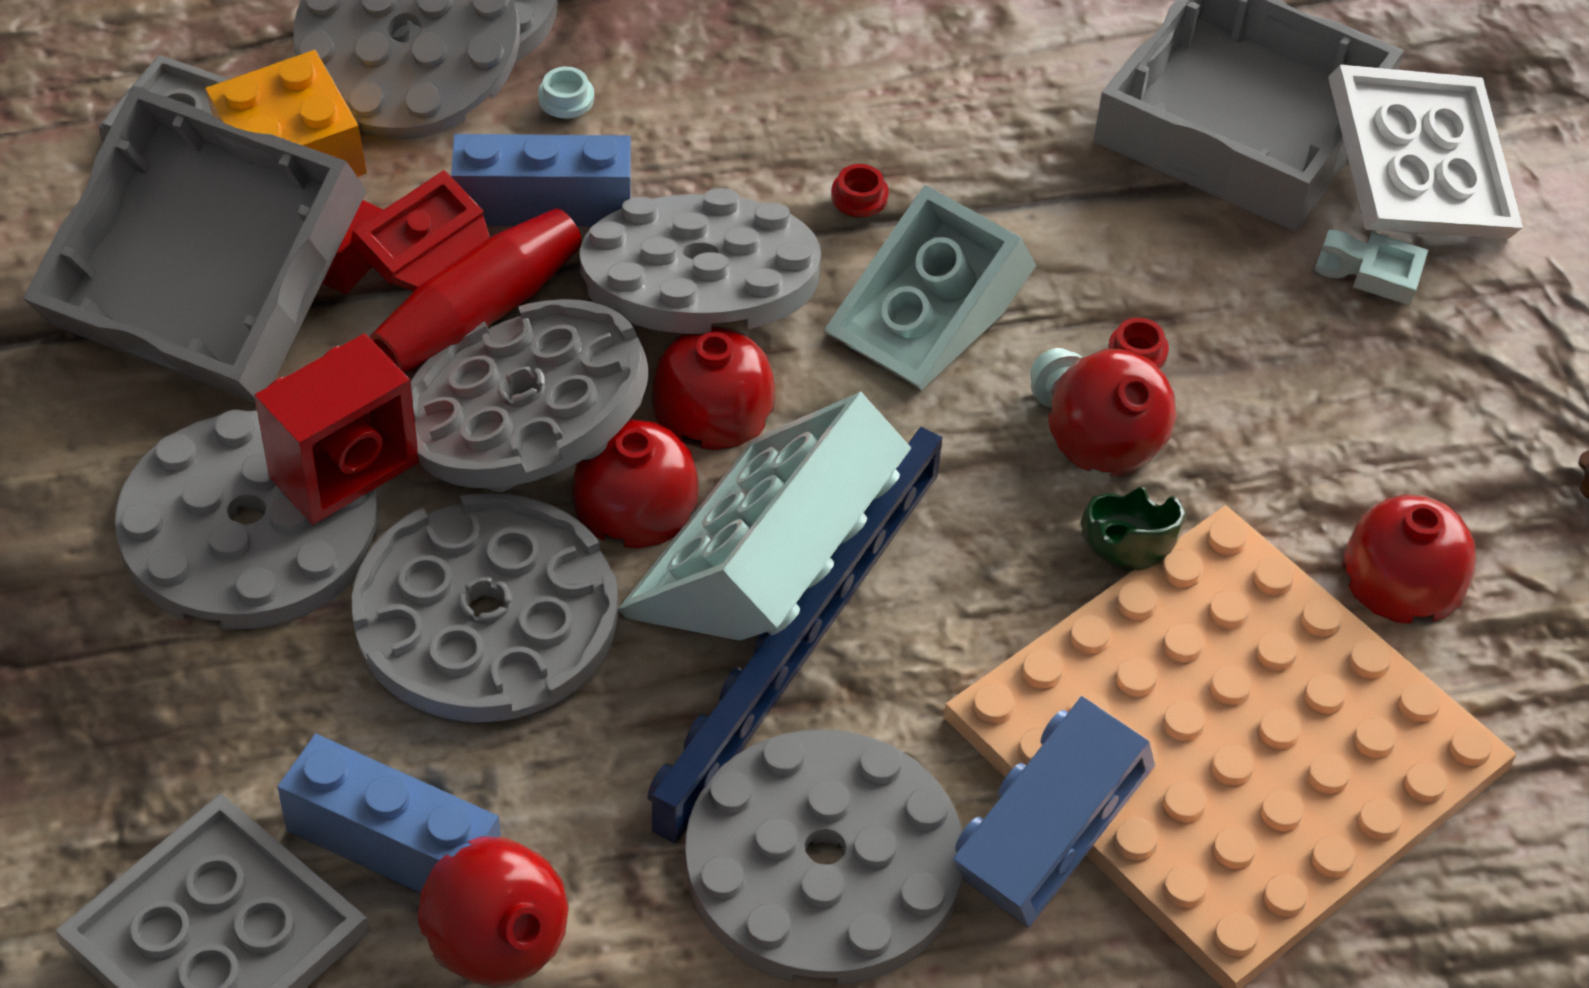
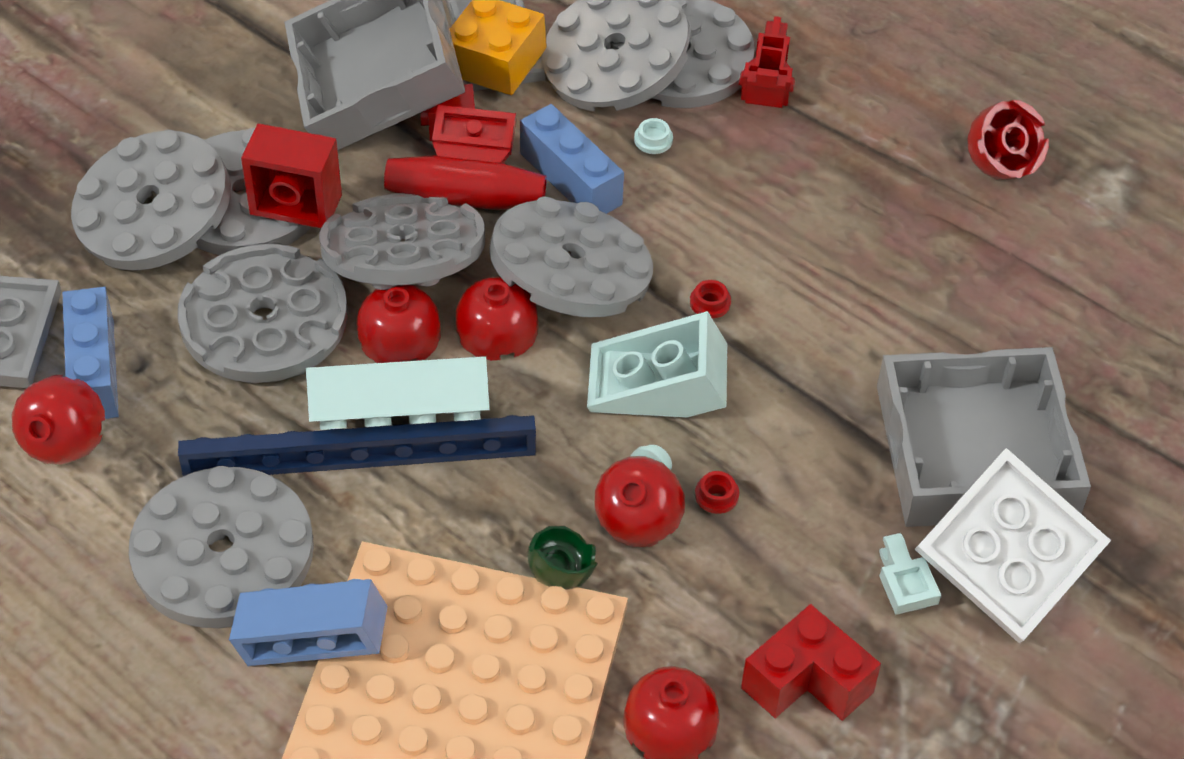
camera: 55 degrees right, 0 degrees up
(190, 679) = (190, 199): none -> light grey plate
(1438, 401) = (814, 658): none -> red brick

